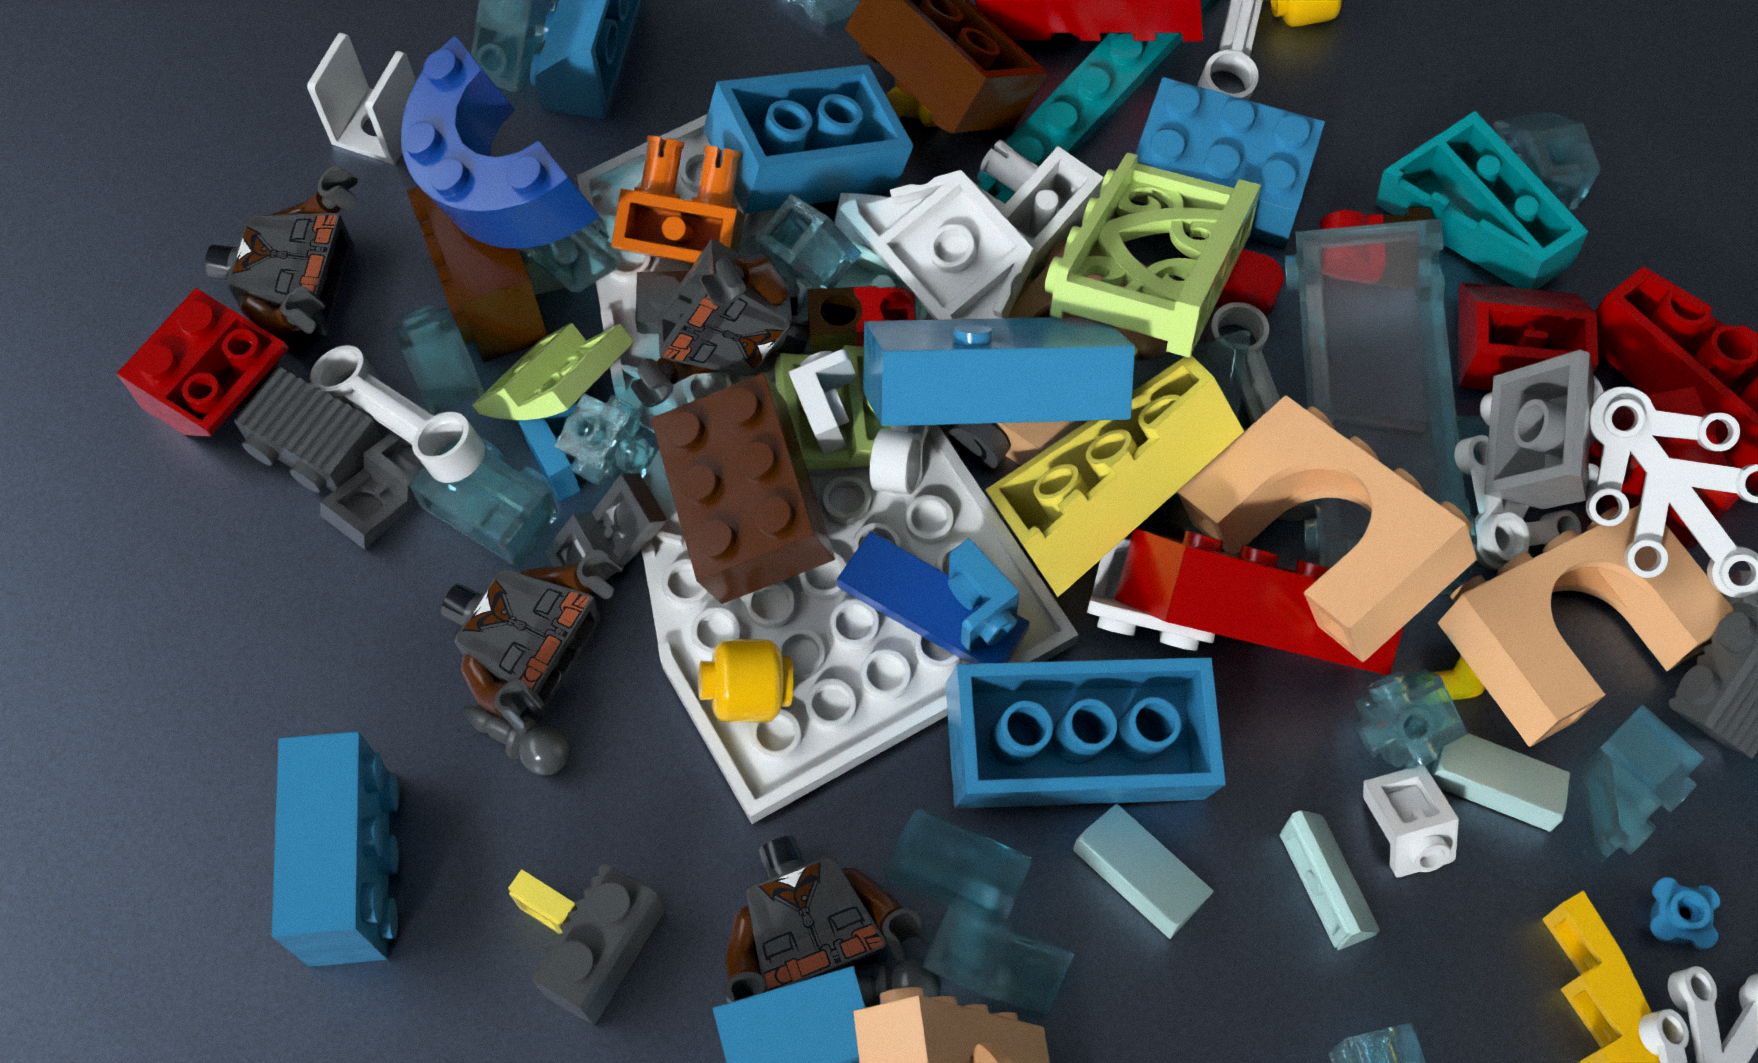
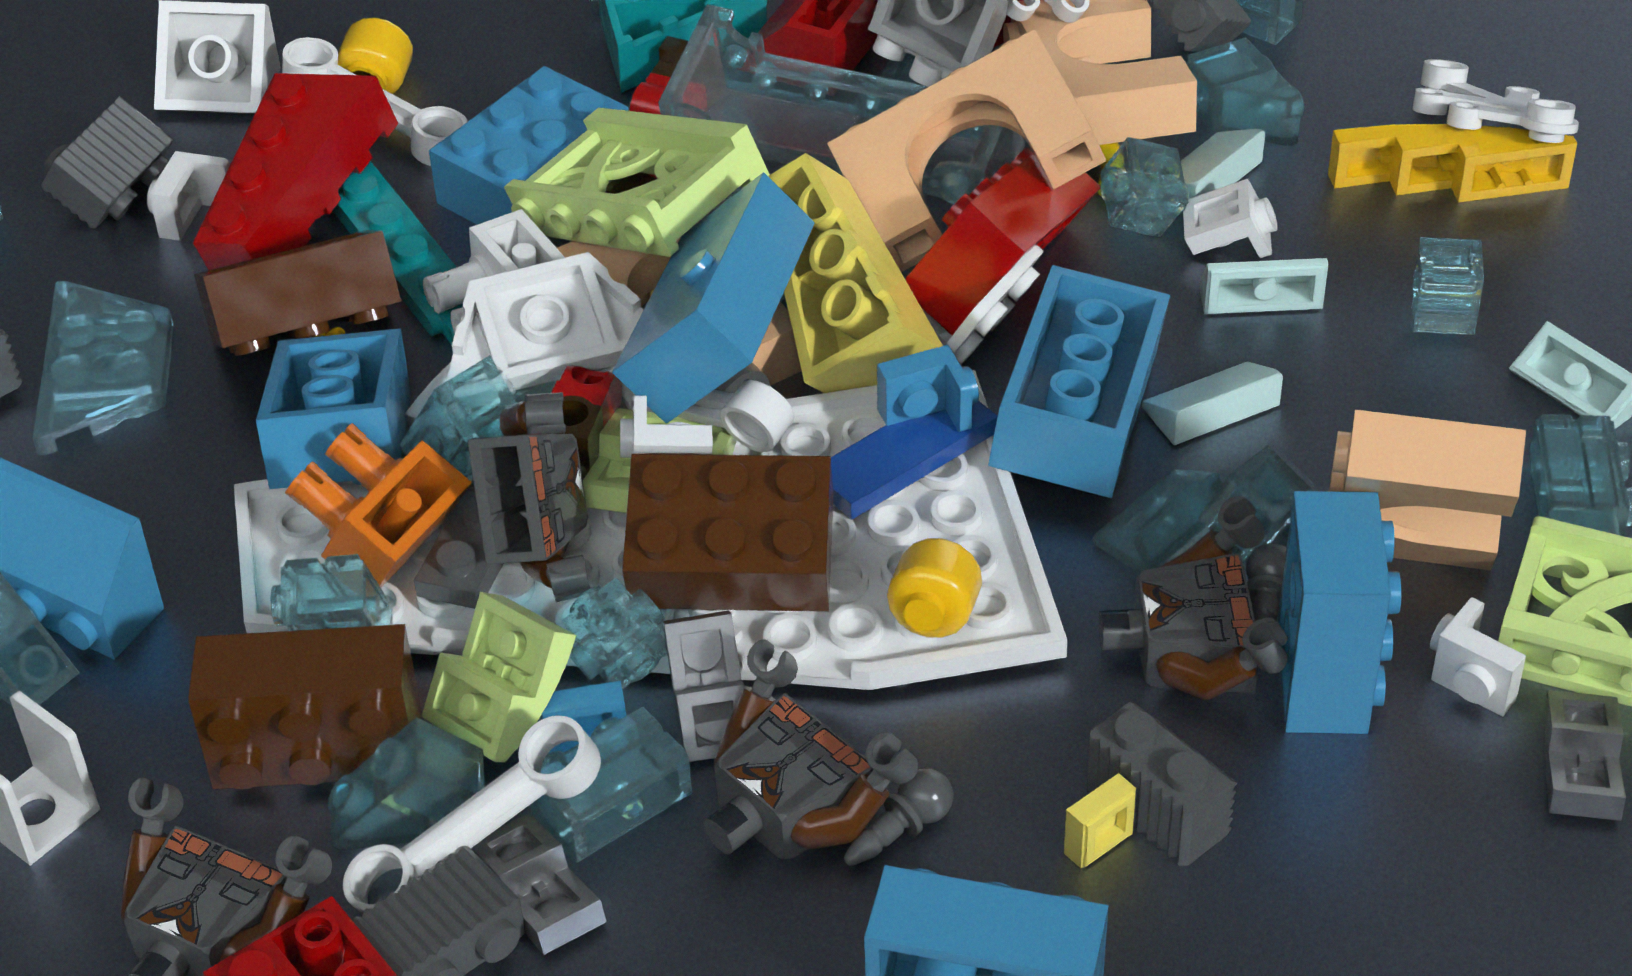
camera: 70 degrees left, 20 degrees down
(447, 150) = (279, 615): blue brick -> none
(1668, 923) = (1359, 105): dark azure plate -> none

